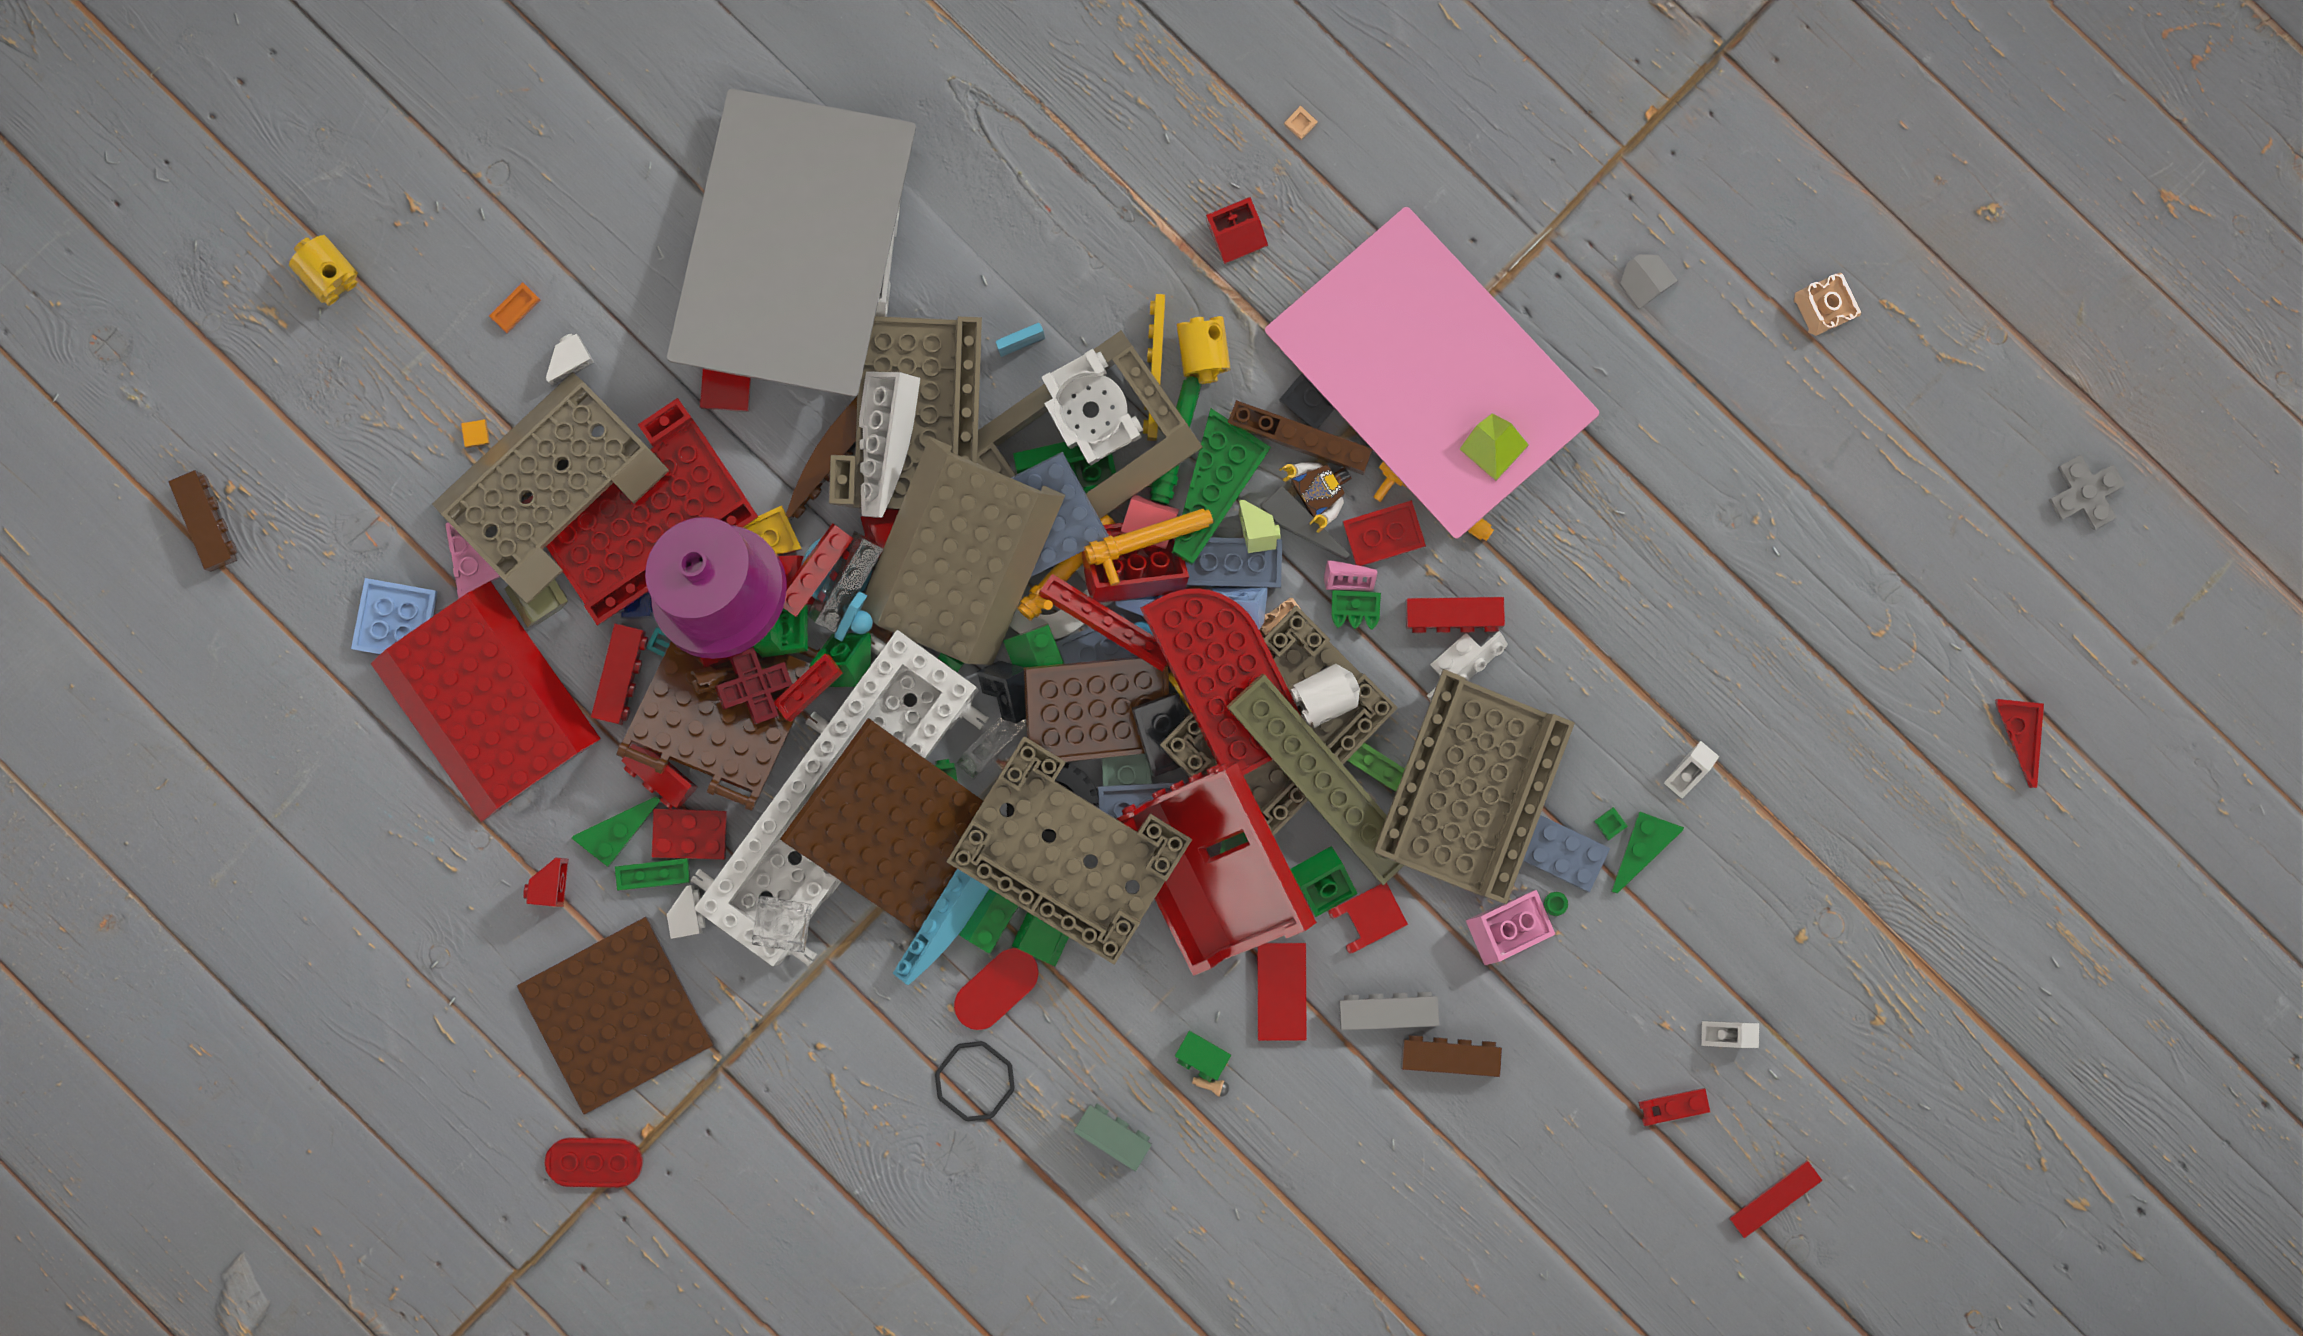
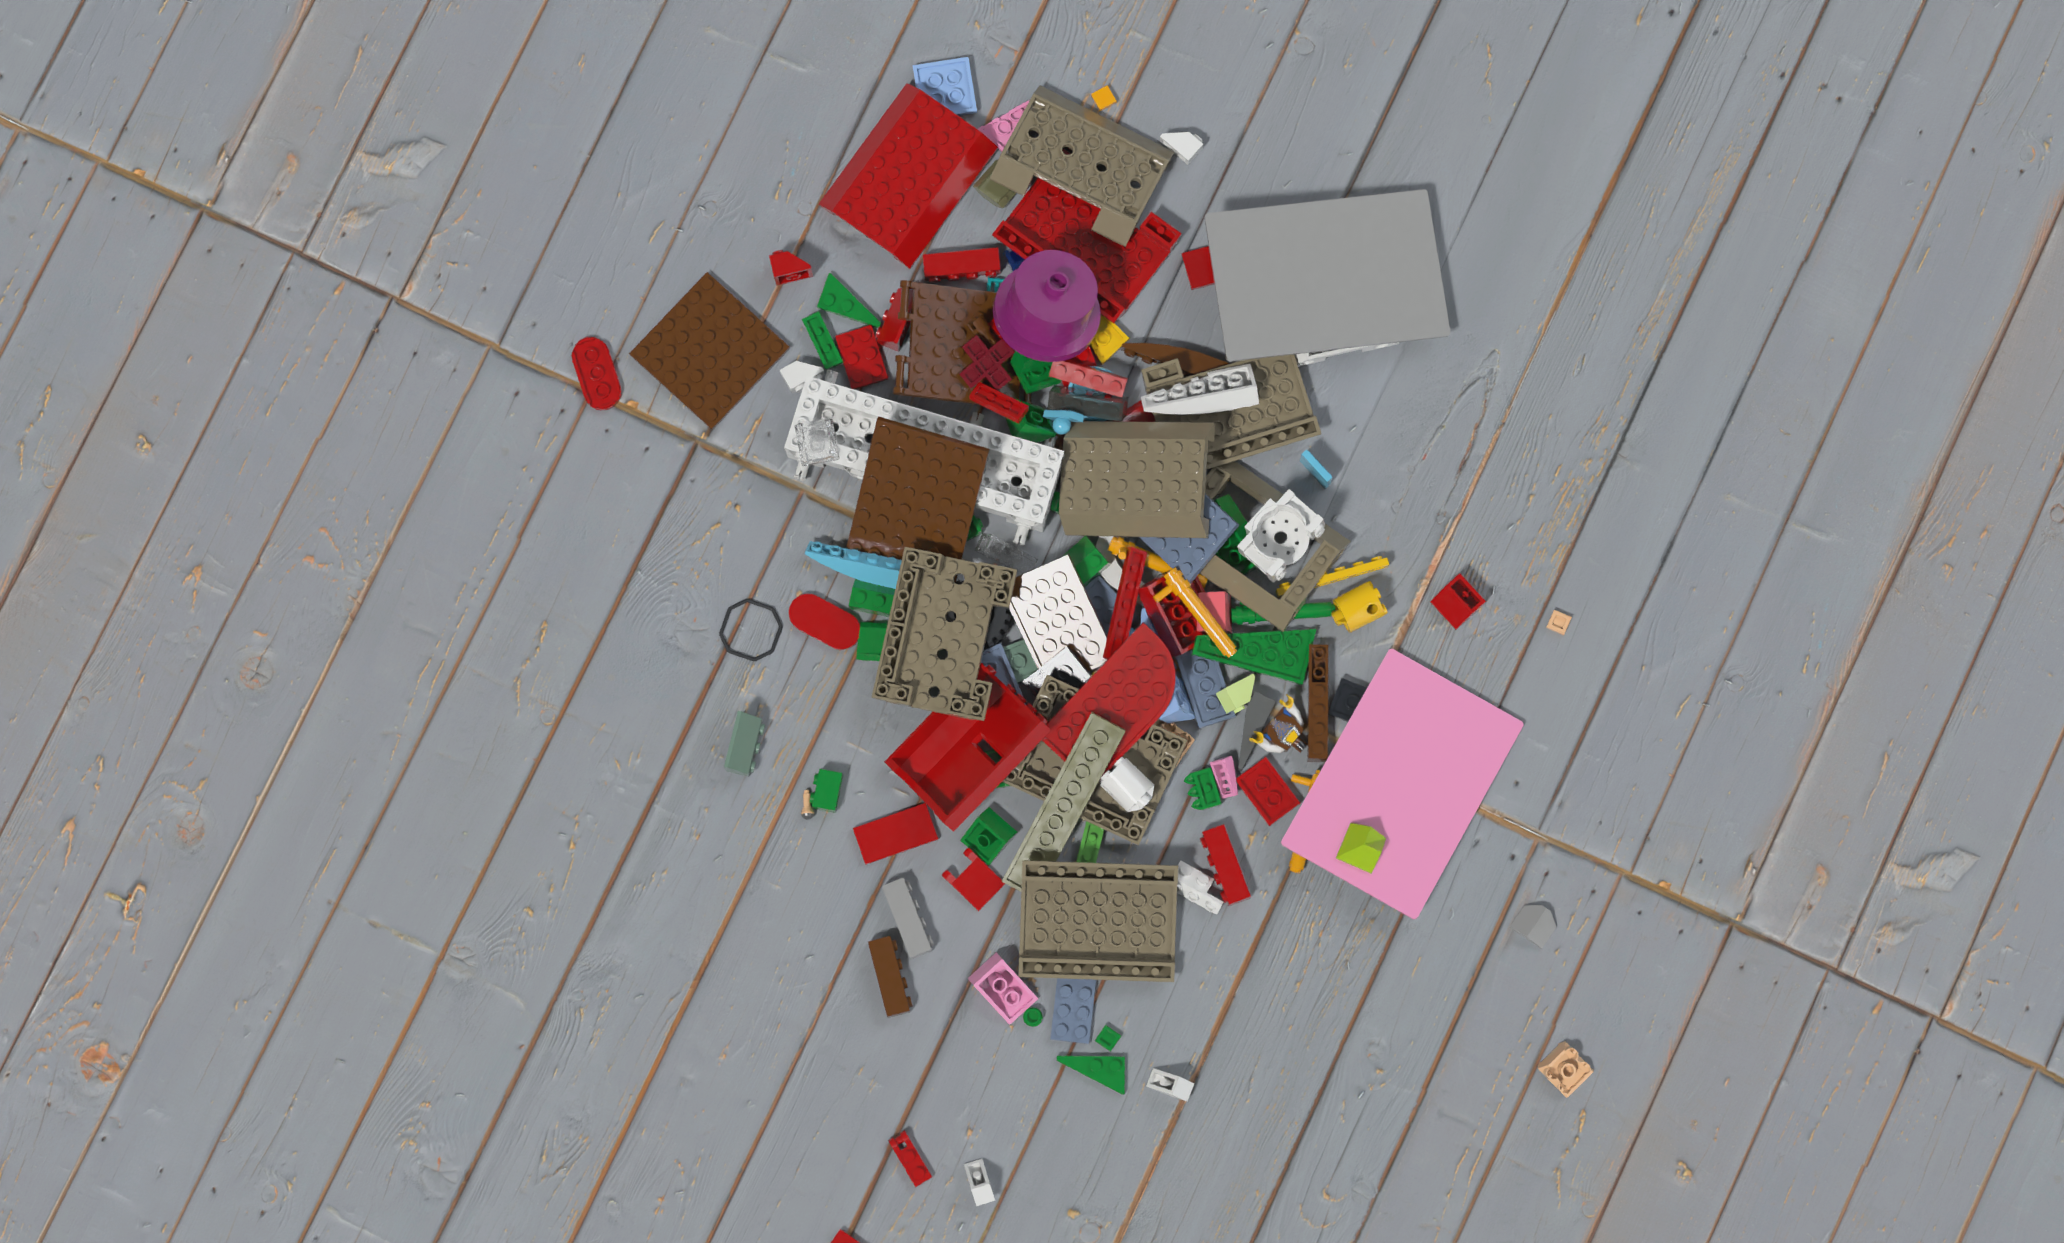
camera: 70 degrees right, 5 degrees down
(514, 307) = (1207, 93): orange tile -> none
(1008, 685) = (1053, 546): black panel -> none

